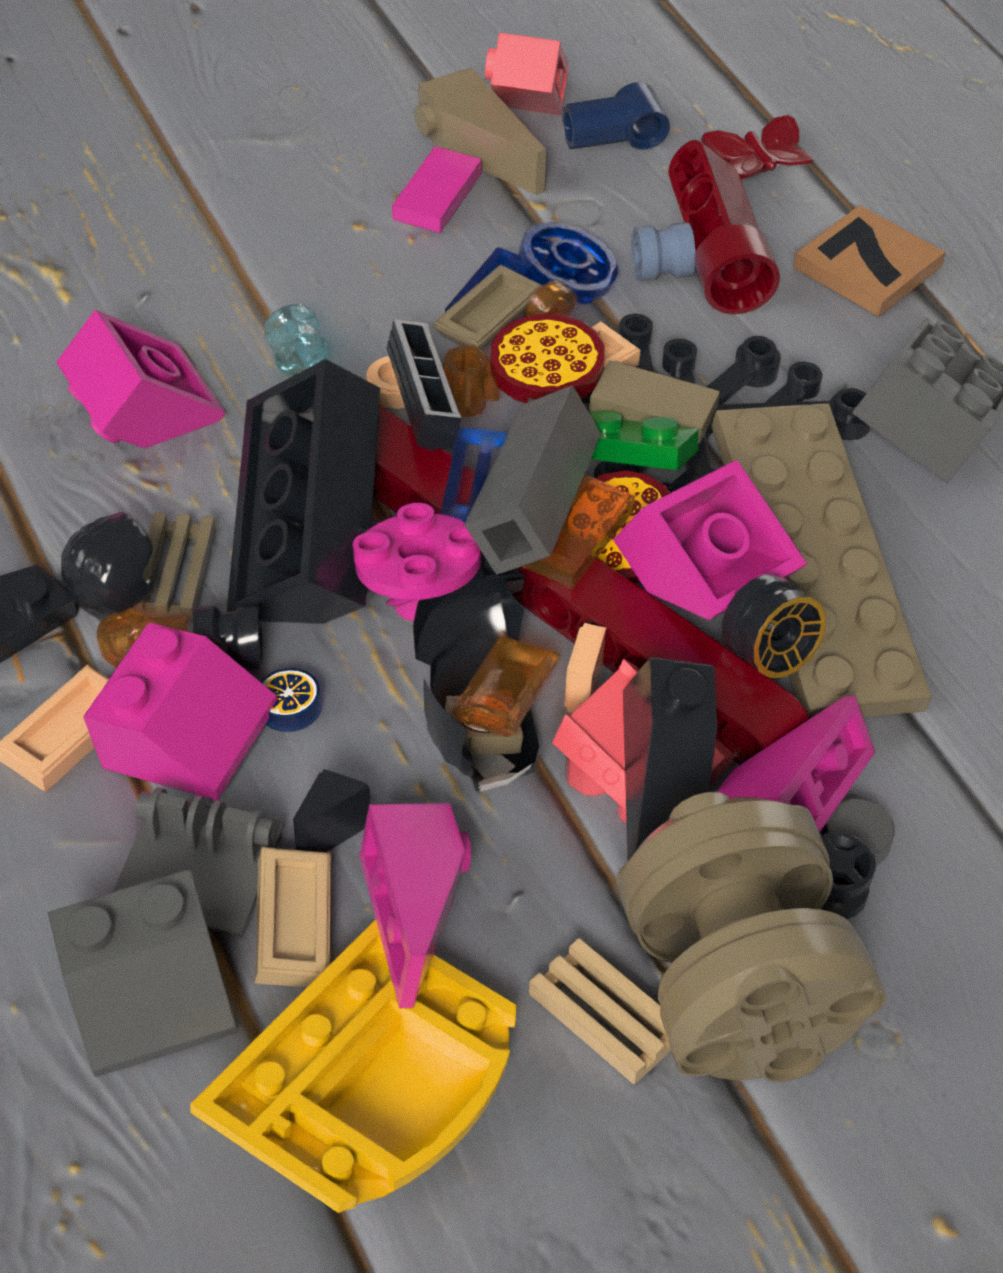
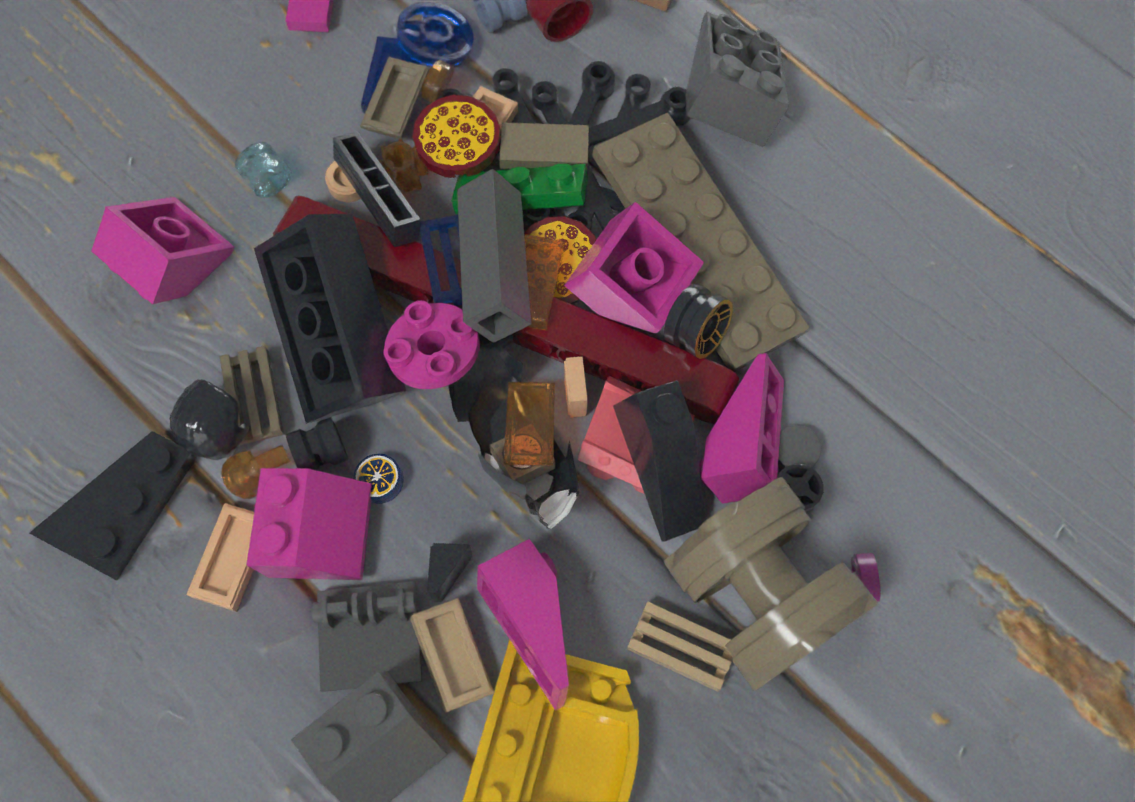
camera: 20 degrees left, 20 degrees up
(894, 1016) = (866, 569): none -> magenta tile

